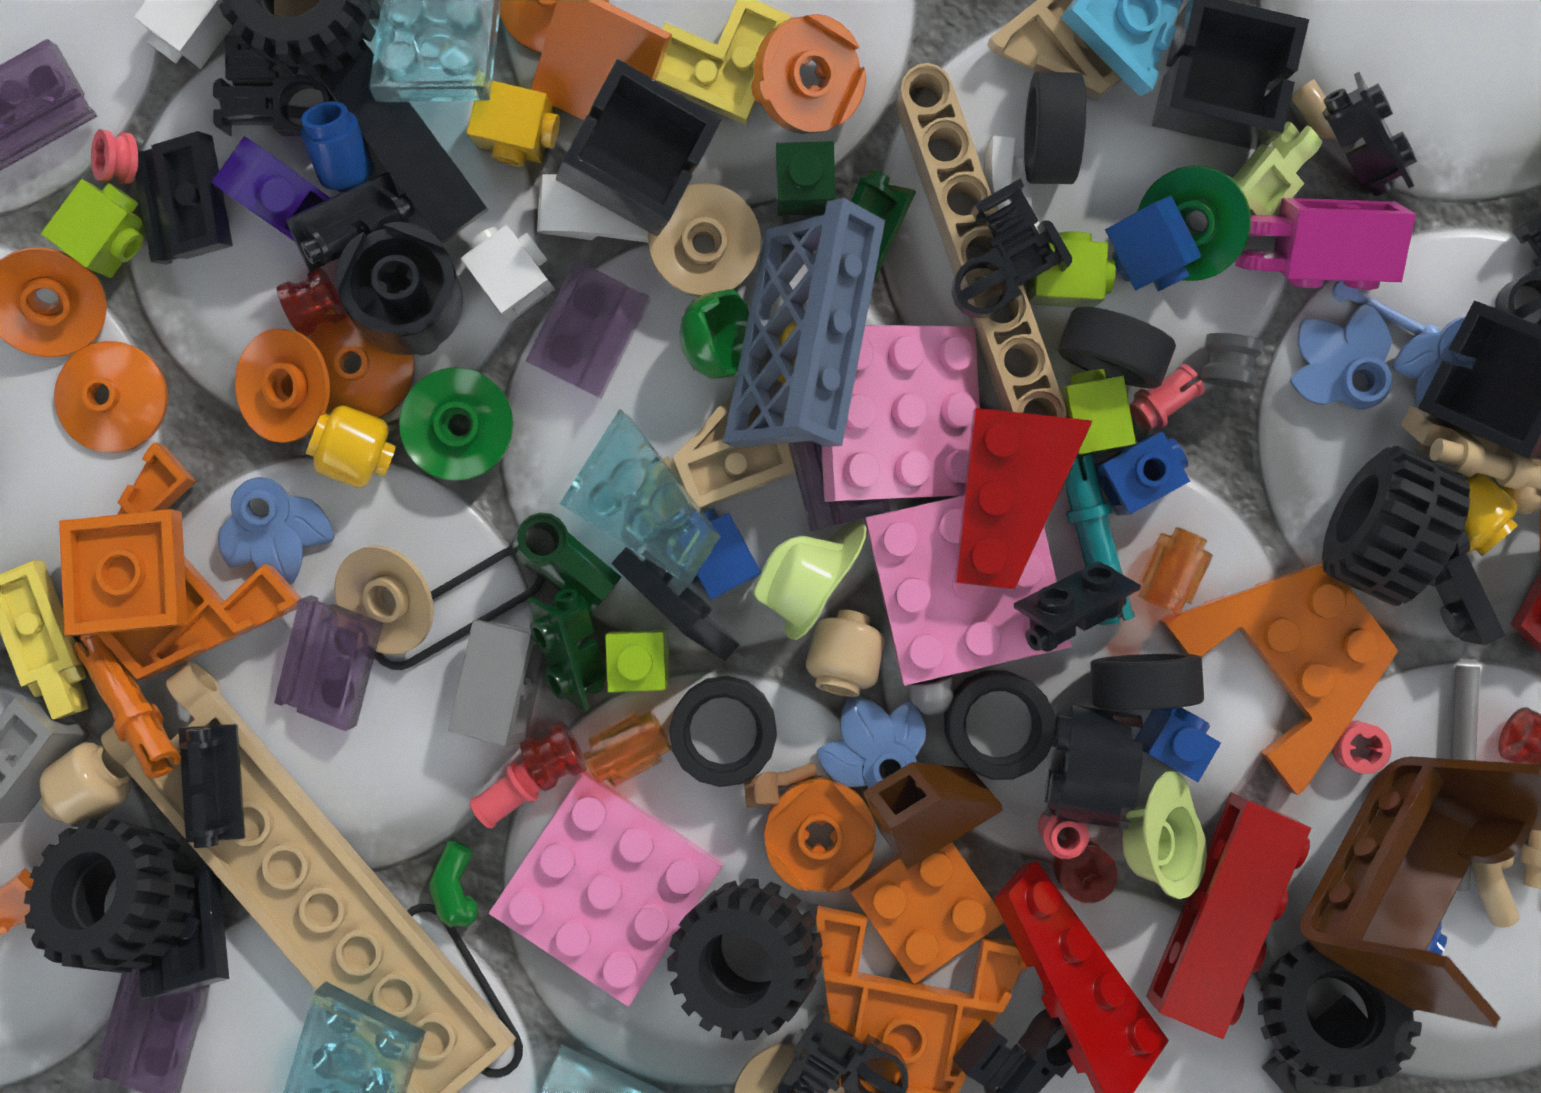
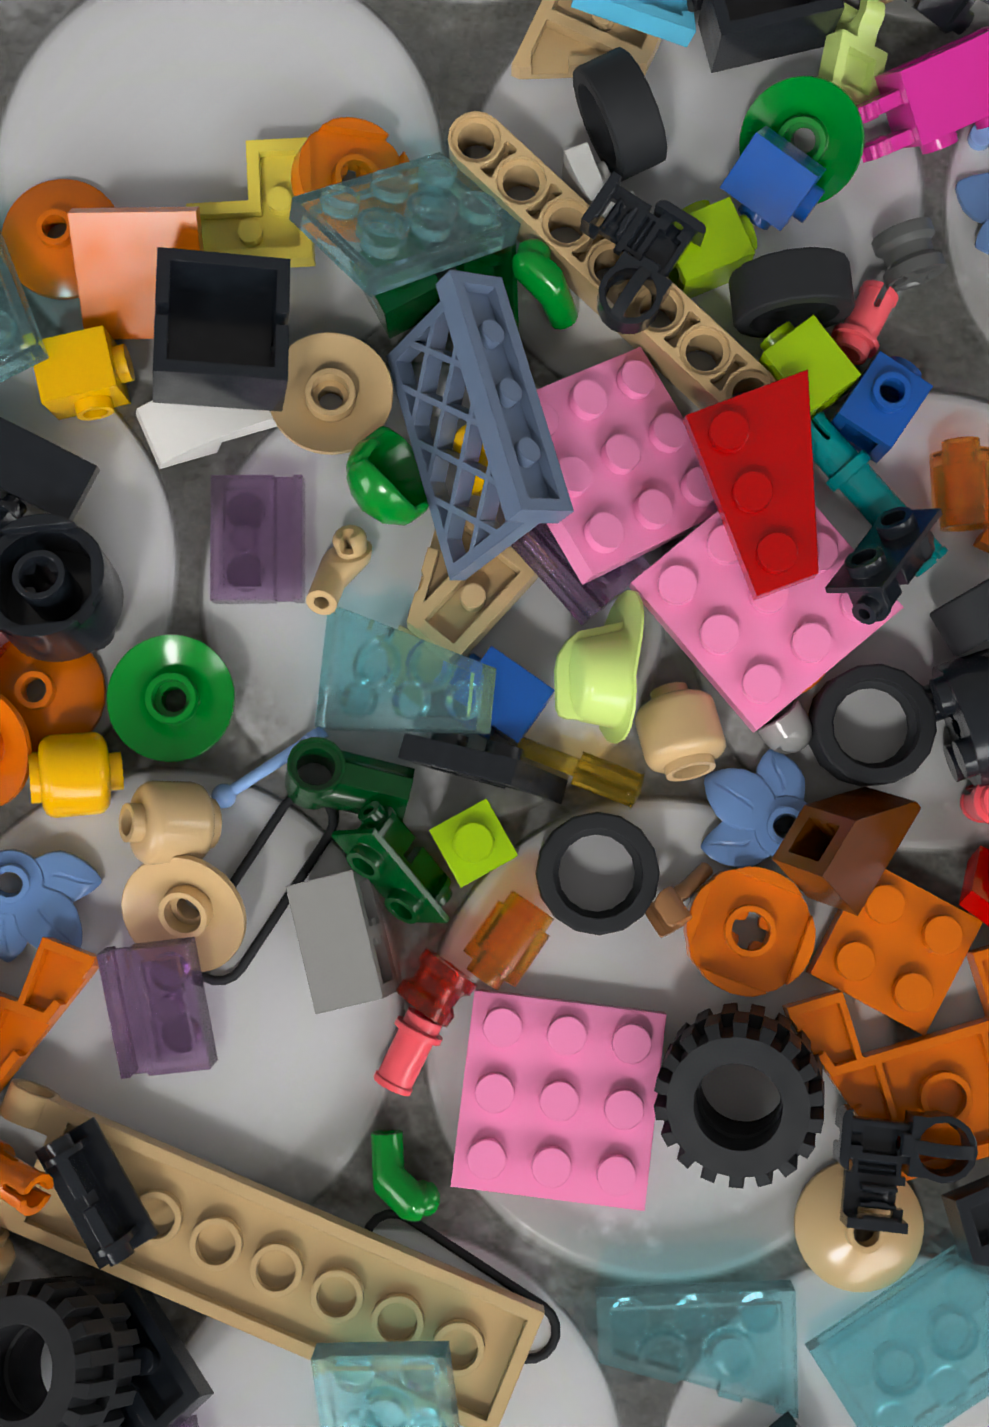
camera: 25 degrees left, 5 degrees down
(407, 523) = (170, 821): none -> tan head
(462, 520) = (226, 794): none -> light blue hinge
(508, 270) = (149, 519): white brick -> none
(640, 385) = (338, 568): none -> tan arm
(758, 647) = (589, 772): none -> clear yellow axle
(830, 133) = (403, 222): none -> clear light blue plate
(923, 235) = (545, 281): none -> green arm

